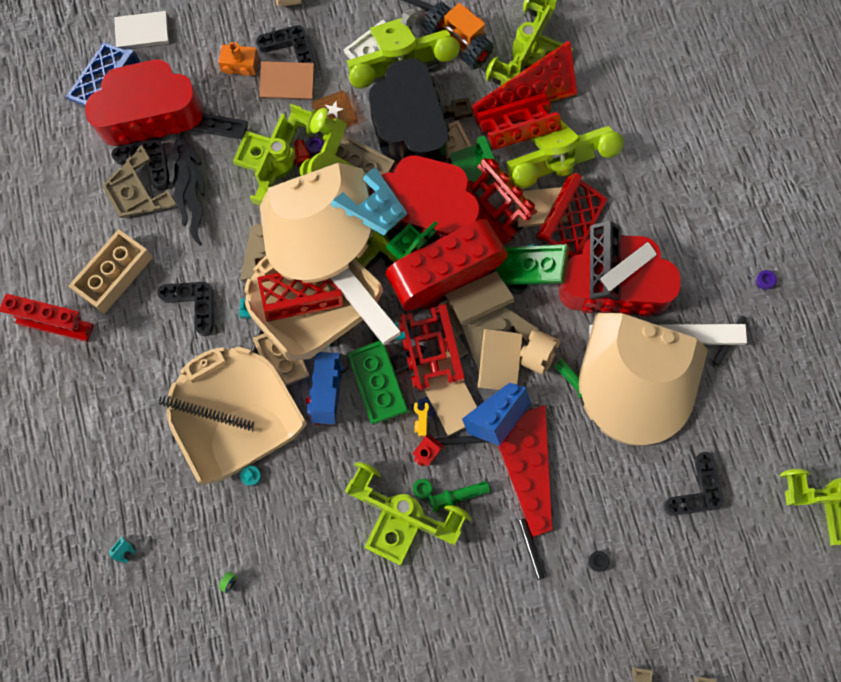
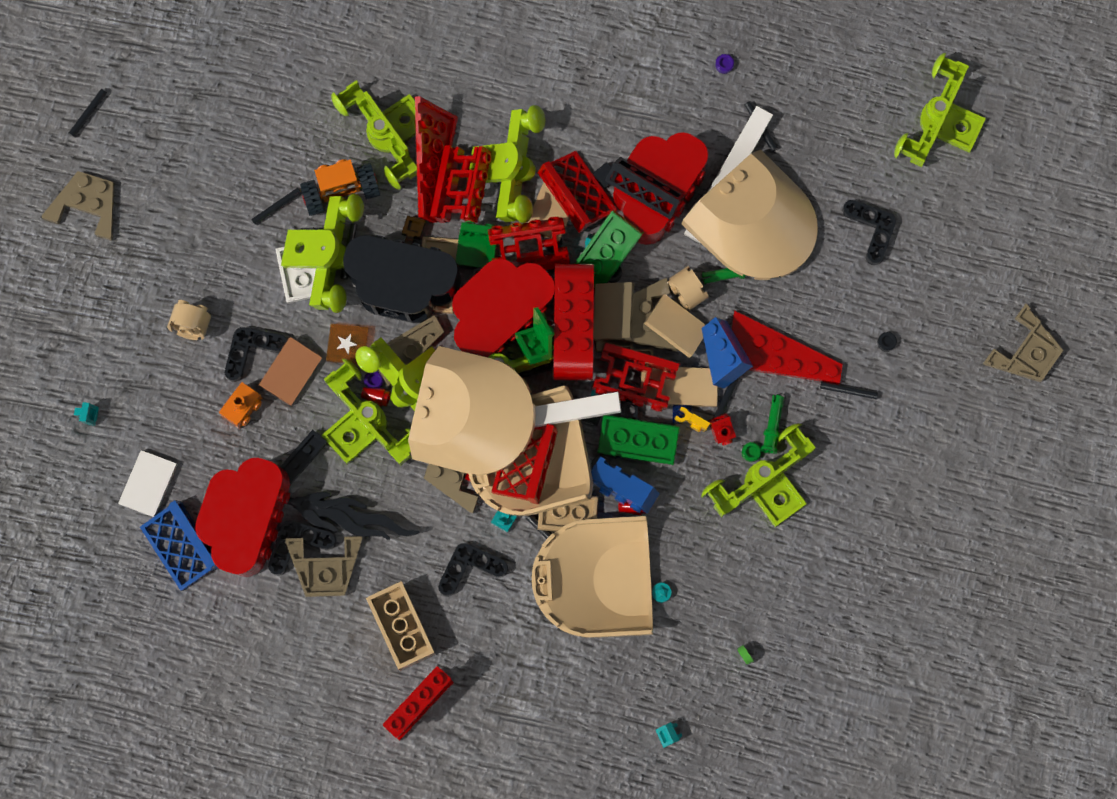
camera: 65 degrees left, 5 degrees up
(229, 421) = (588, 603): black piece -> none
(378, 211) = (492, 347): medium azure wing -> none
(413, 16) = (295, 218): light grey hinge -> none
(628, 266) = (662, 171): white sticker -> none

